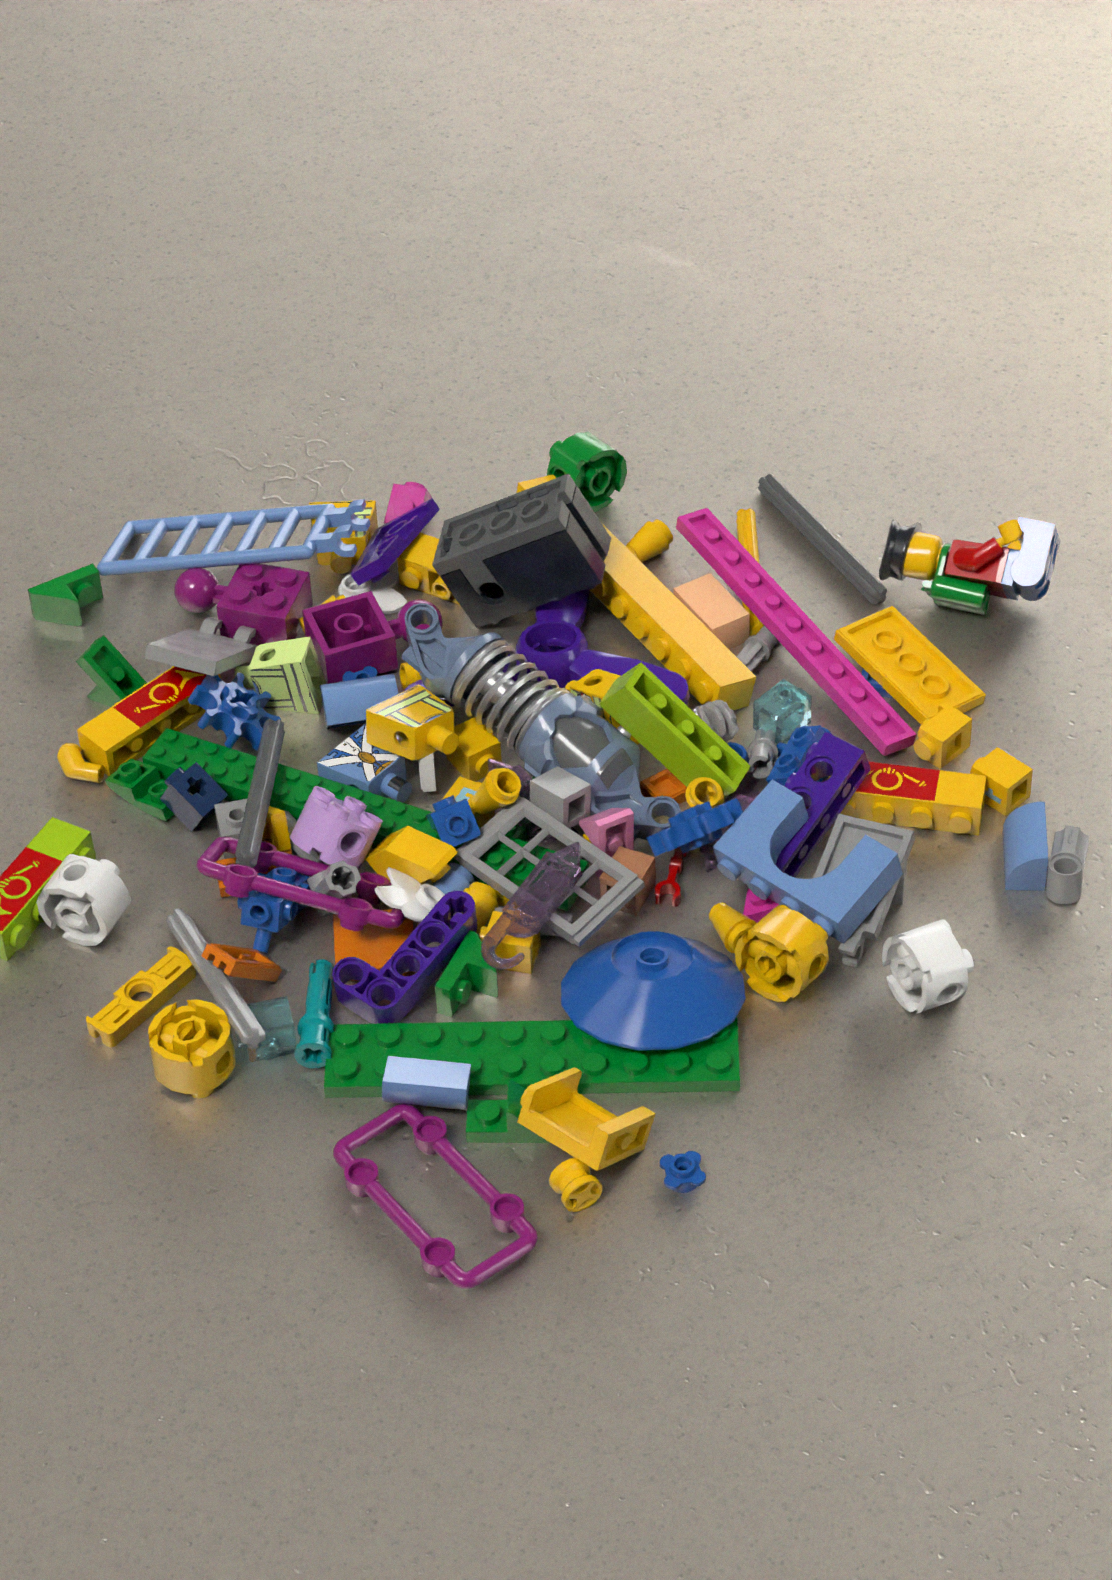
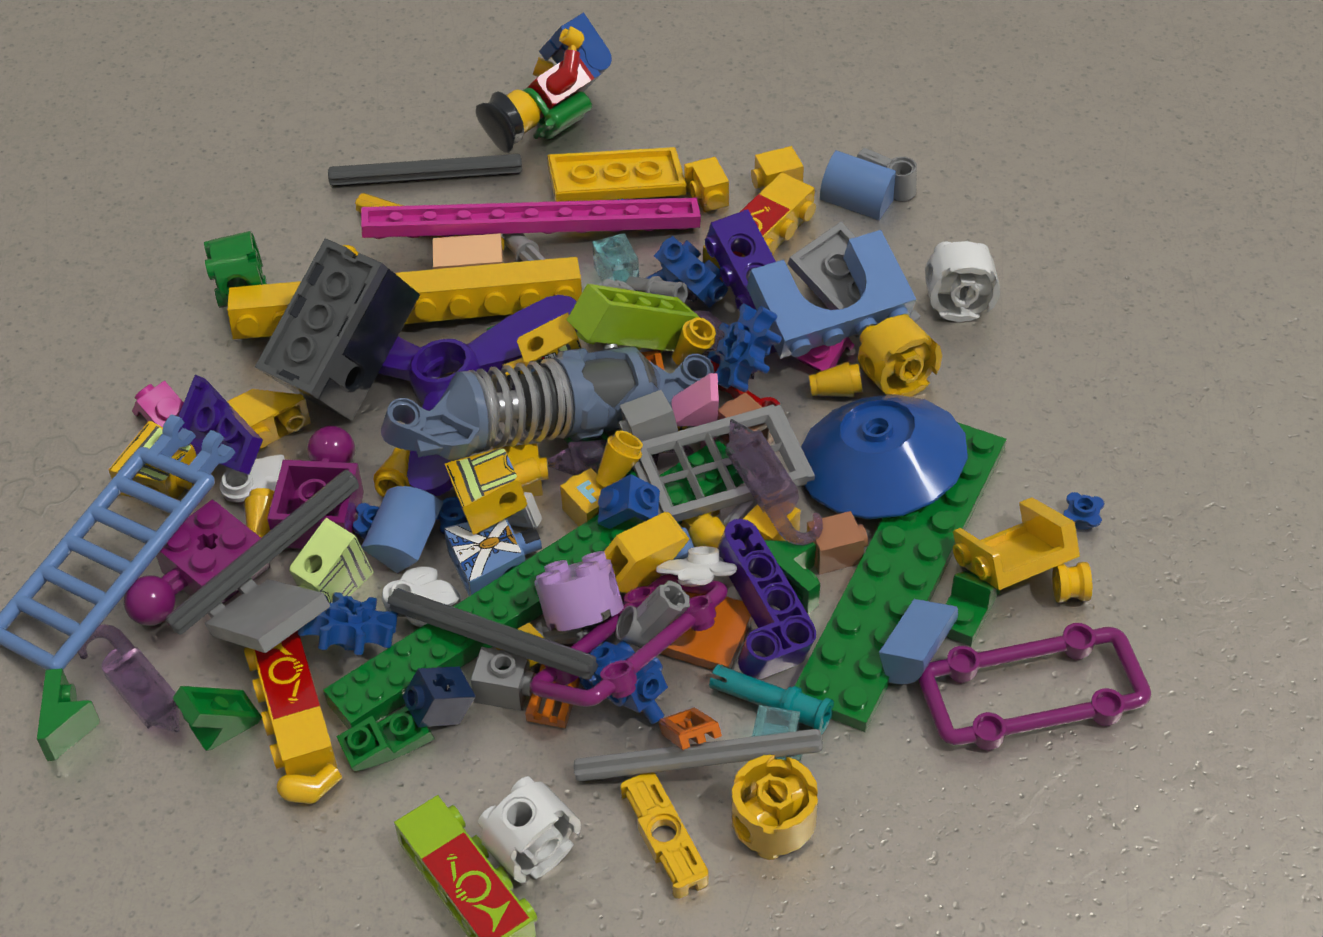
camera: 65 degrees left, 5 degrees up
(130, 614) = (136, 680): none -> clear purple plate
(267, 622) = (262, 552): none -> dark grey axle
(307, 747) = (424, 583): none -> white plate
(520, 993) = (839, 543): none -> nougat brick

